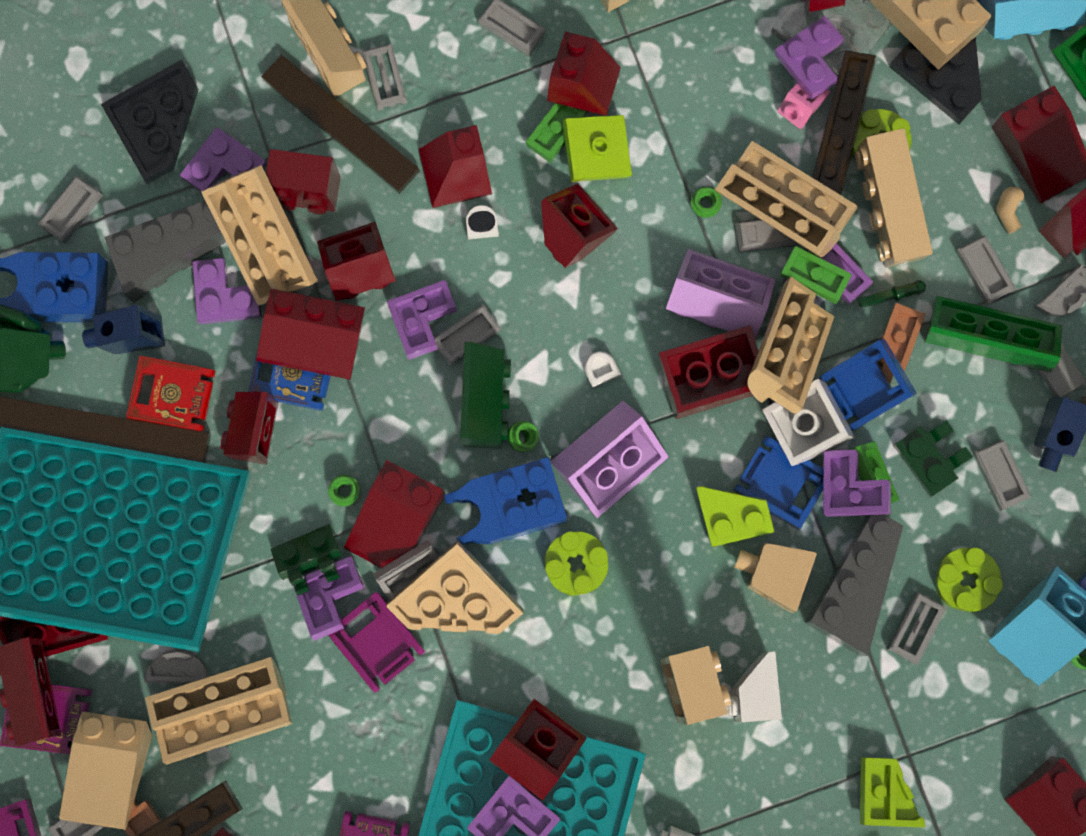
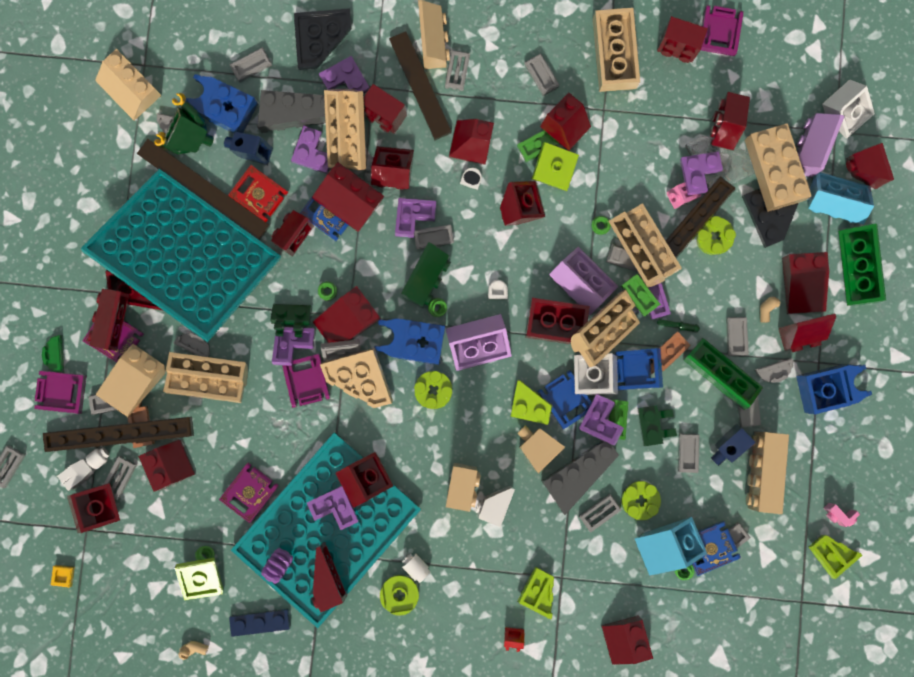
camera: 25 degrees right, 5 degrees up
(893, 198) = (705, 273): tan brick -> none

